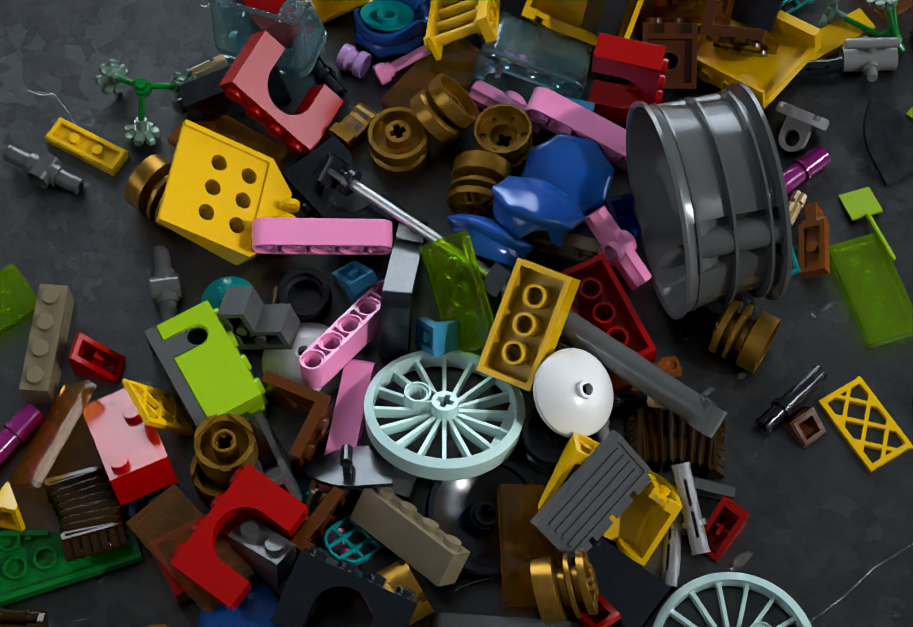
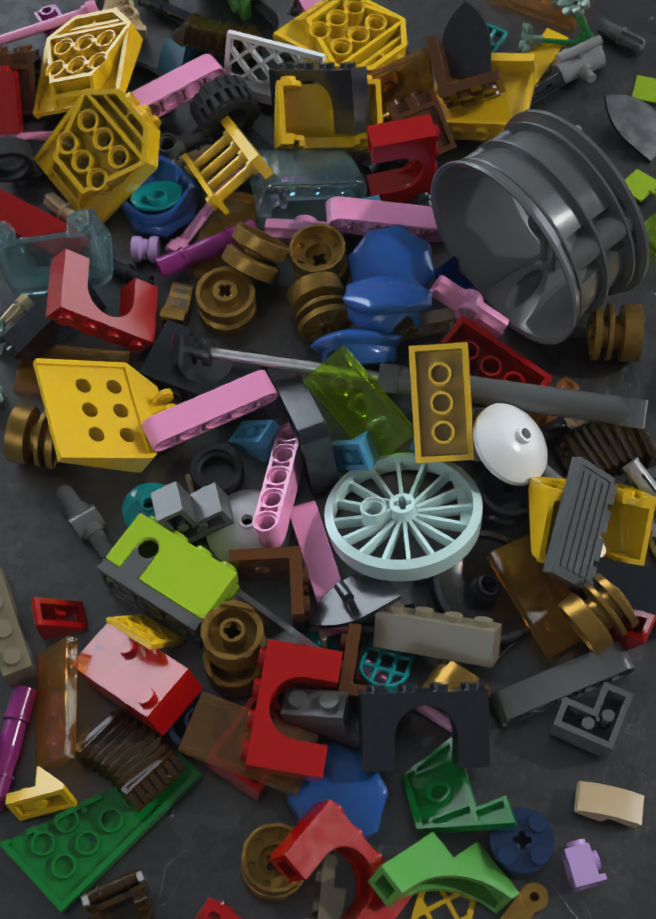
camera: 25 degrees left, 0 degrees up
(393, 84) = (196, 252): none -> magenta piece

